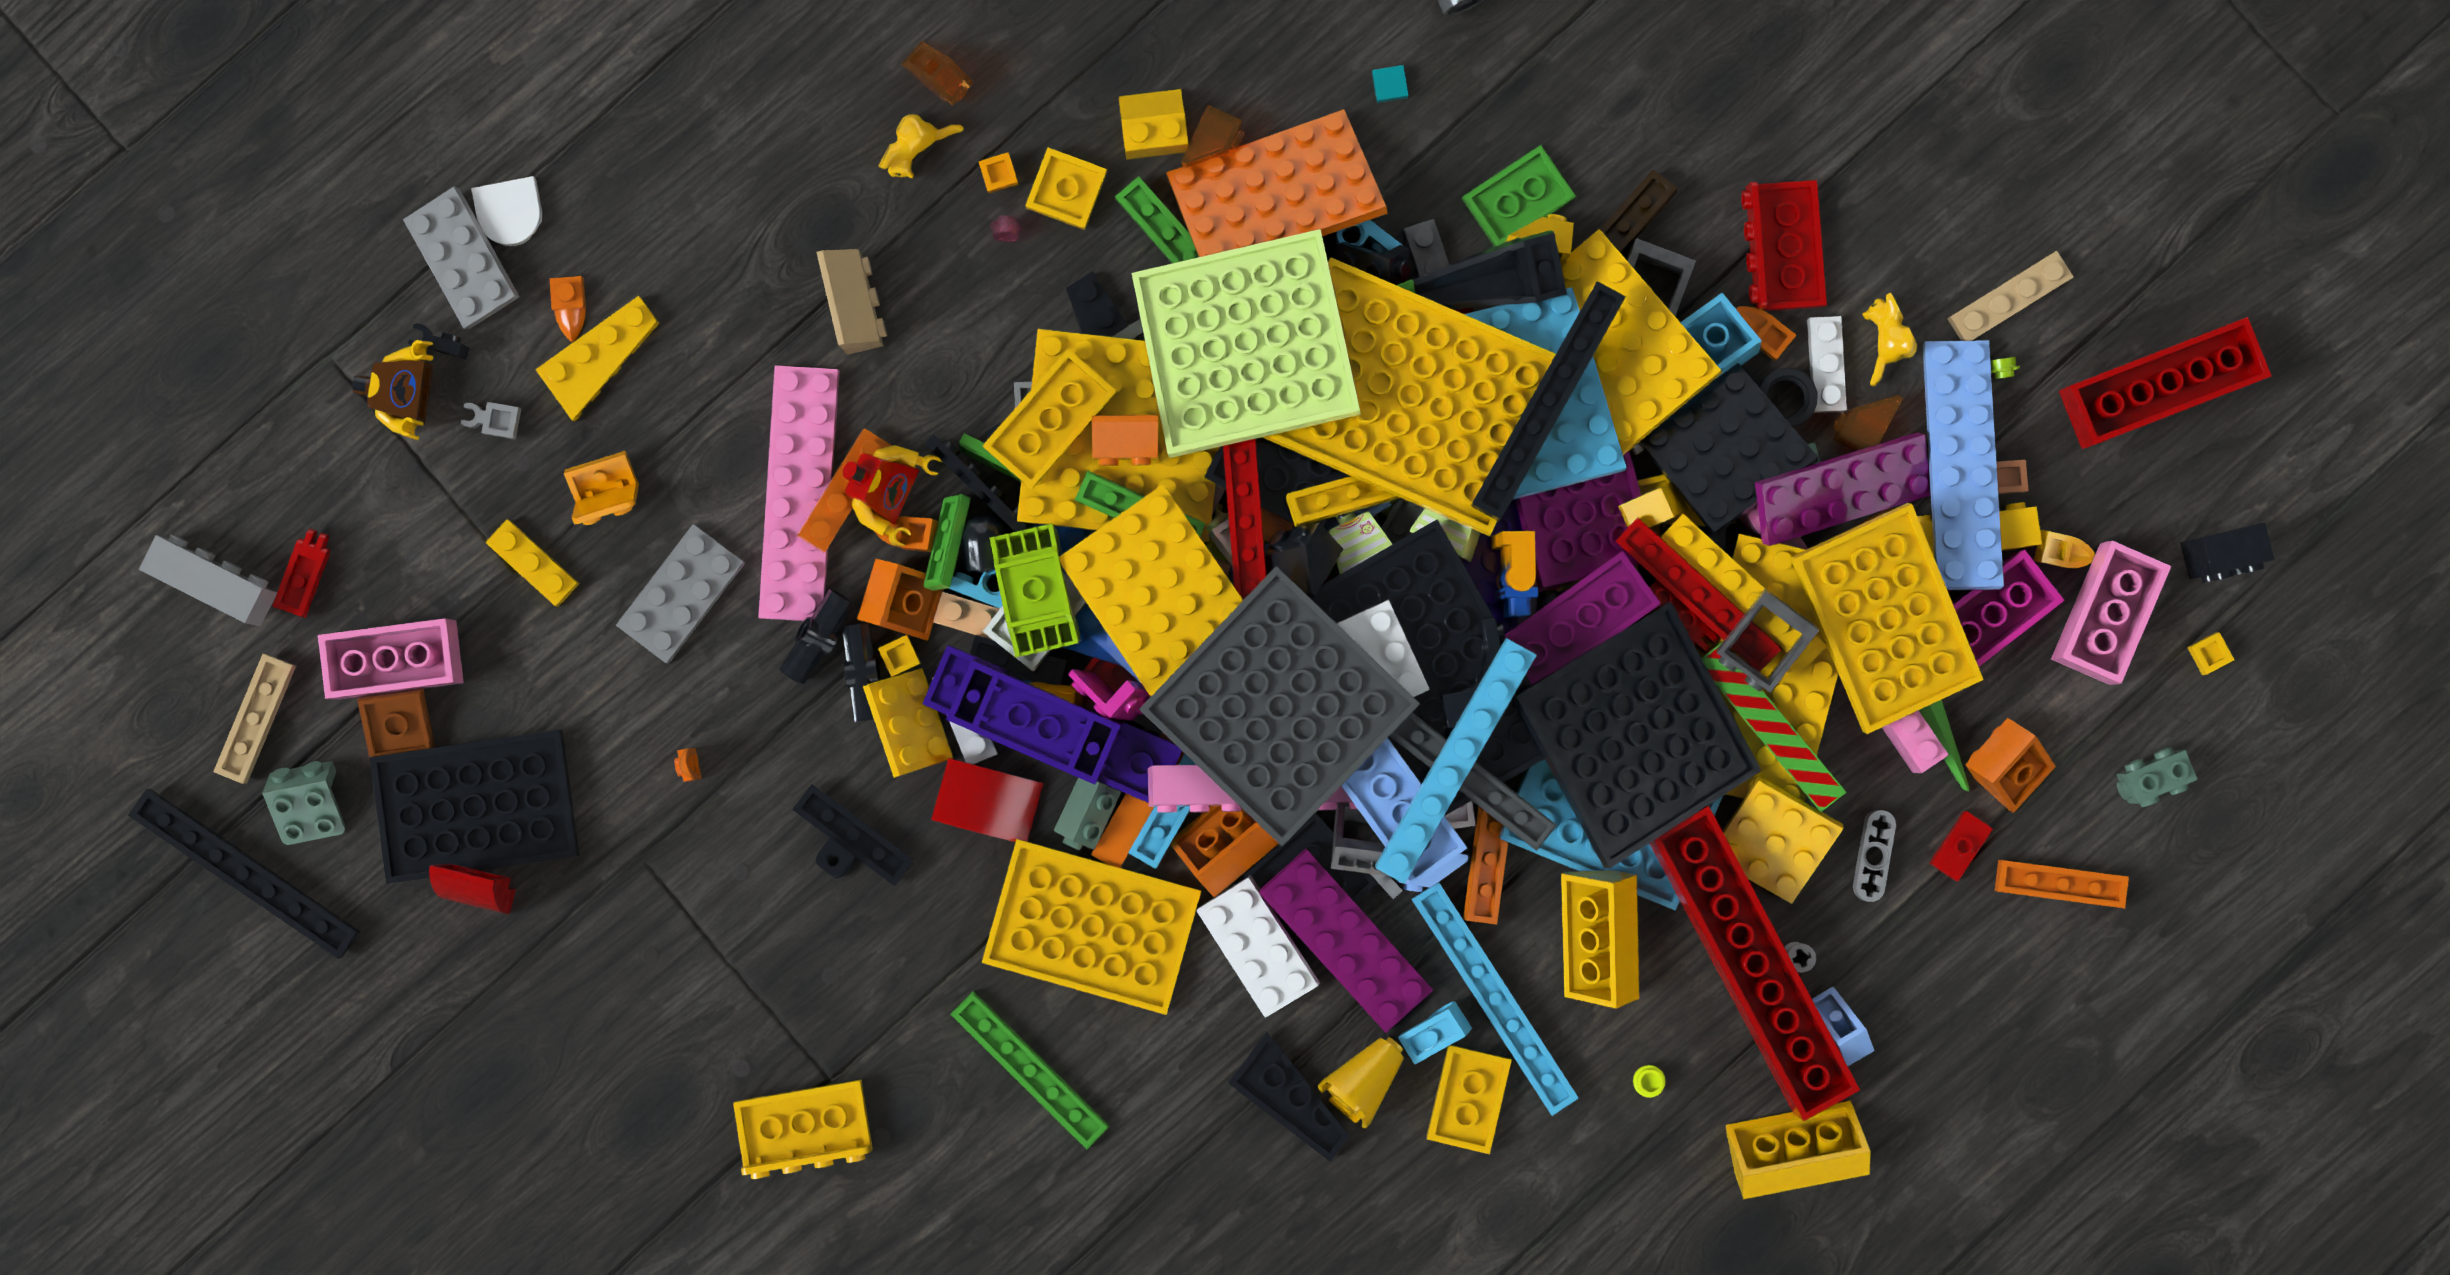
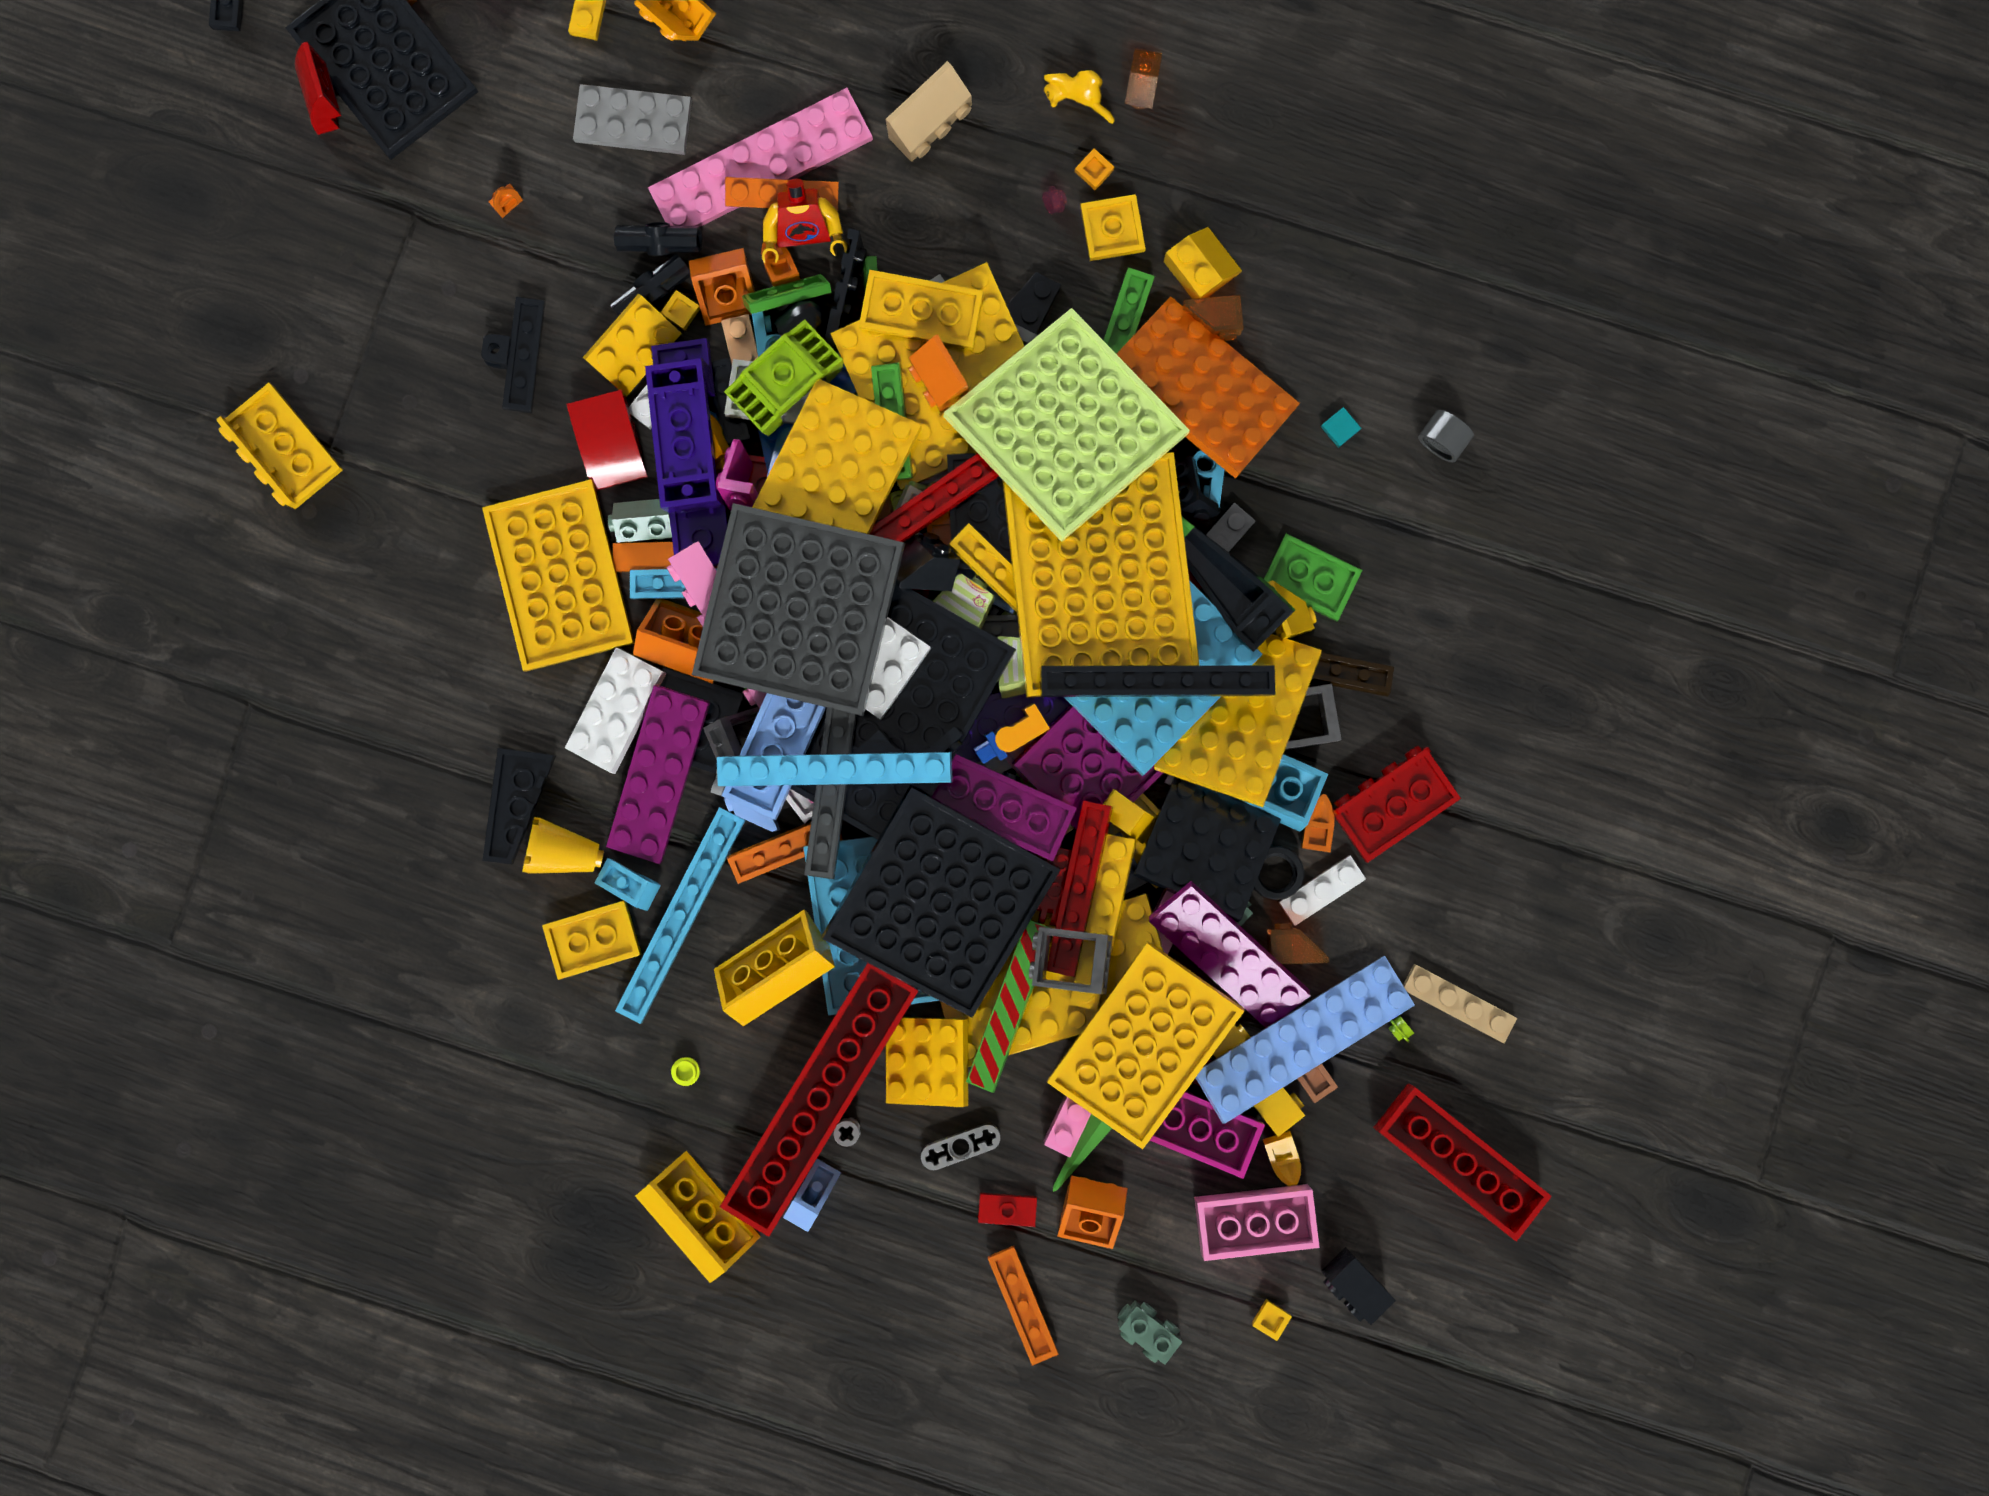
camera: 65 degrees right, 0 degrees up
(1030, 1070) = (423, 593): bright green tile -> none
(1894, 339) = (1371, 930): yellow animal -> none

